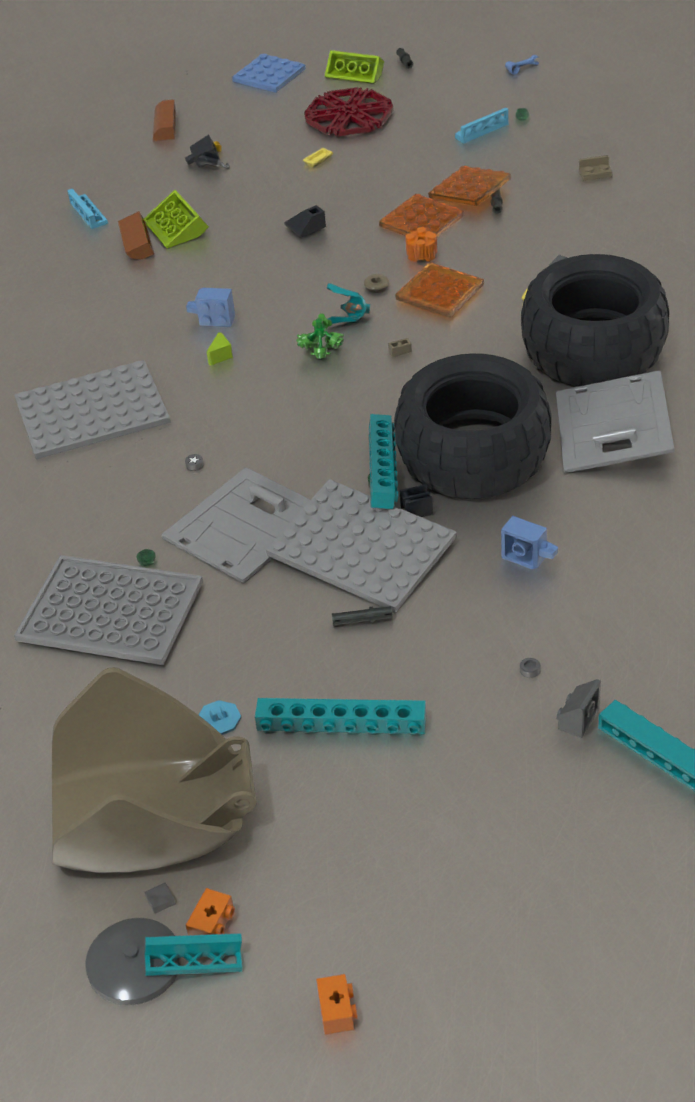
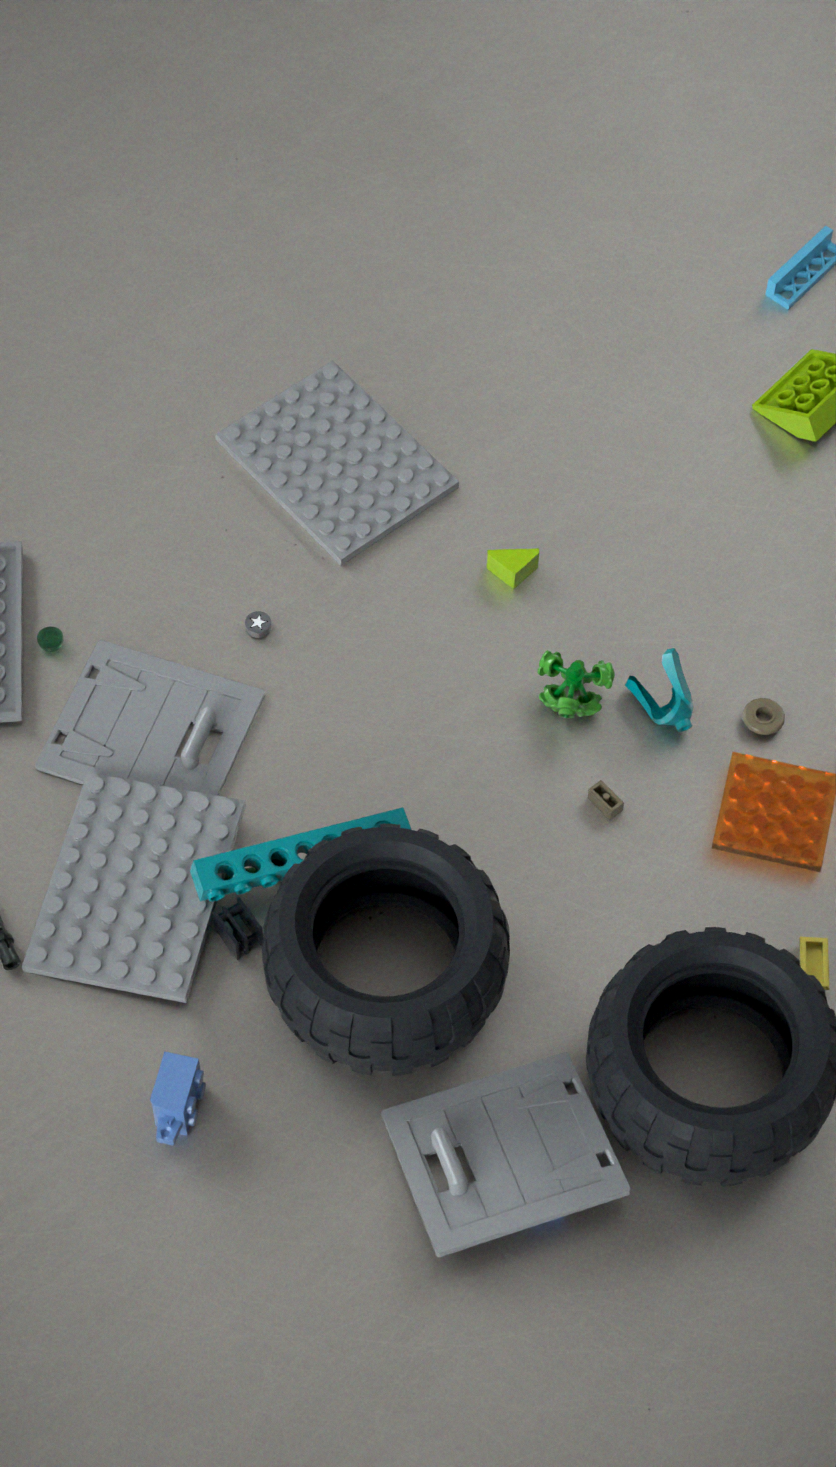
camera: 65 degrees right, 15 degrees up
(135, 236) = (753, 358): dark orange brick -> none
(213, 307) = (597, 522): medium blue hinge -> none

